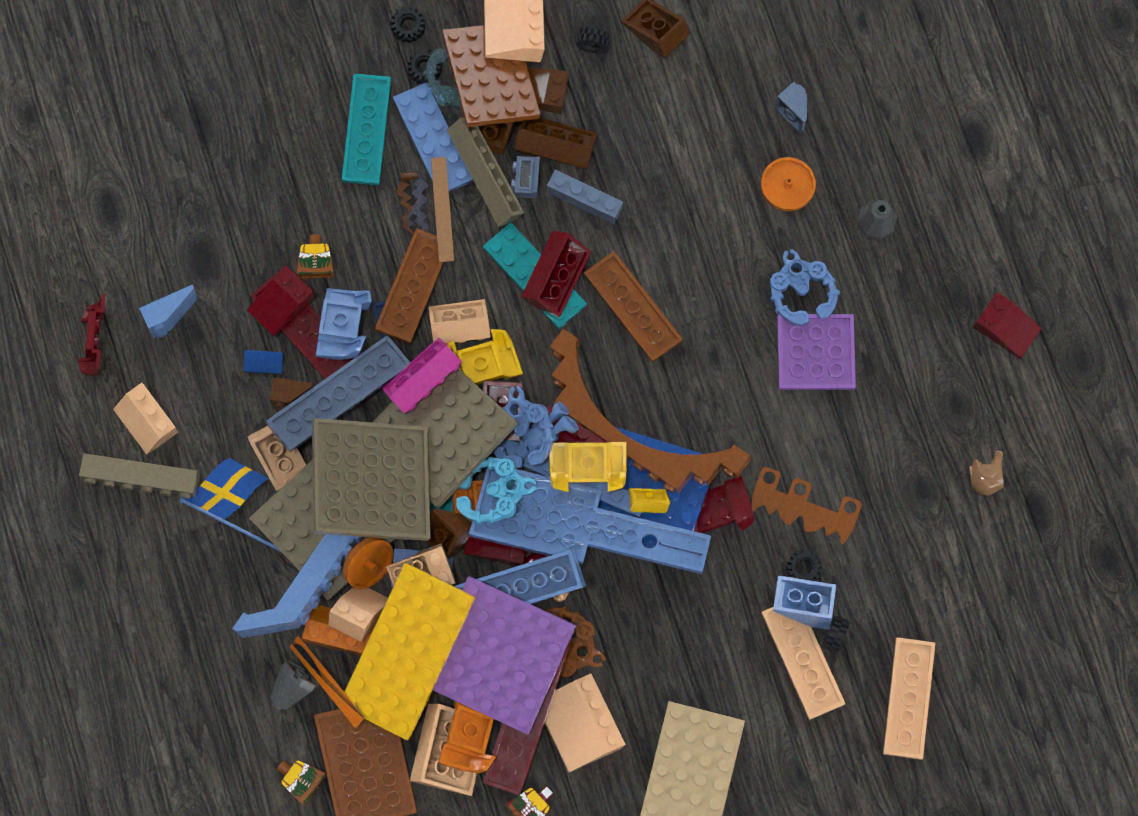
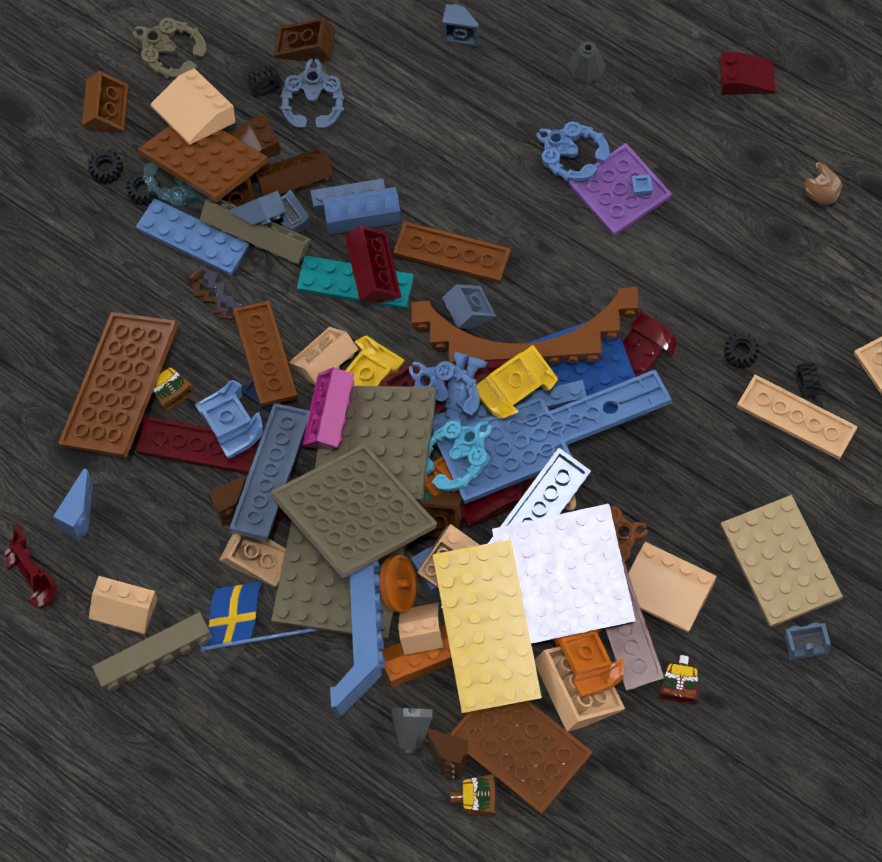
camera: 30 degrees left, 10 degrees down
(263, 362) = (186, 494): blue slope -> none
(276, 228) = (118, 384): none -> dark orange plate
(280, 300) = (166, 435): dark red slope -> none
(298, 732) = (449, 753): none -> reddish brown slope
(326, 681) = (438, 701): orange sticker -> none
(366, 129) = (133, 264): teal plate -> none
(442, 209) = (243, 281): medium nougat sticker -> none
(499, 158) = (261, 210): none -> sand blue slope
(584, 216) = (365, 209): none -> medium blue slope
(609, 365) = (468, 306): none -> sand blue slope
(618, 61) = (312, 90): none -> sand blue piece
(648, 500) = (584, 379): yellow slope -> none
(788, 184) = (498, 86): orange piece -> none
(792, 506) = (695, 313): dark orange piece -> none
(805, 601) = (766, 370): medium blue slope -> none
(834, 363) = (642, 185): none -> medium blue plate

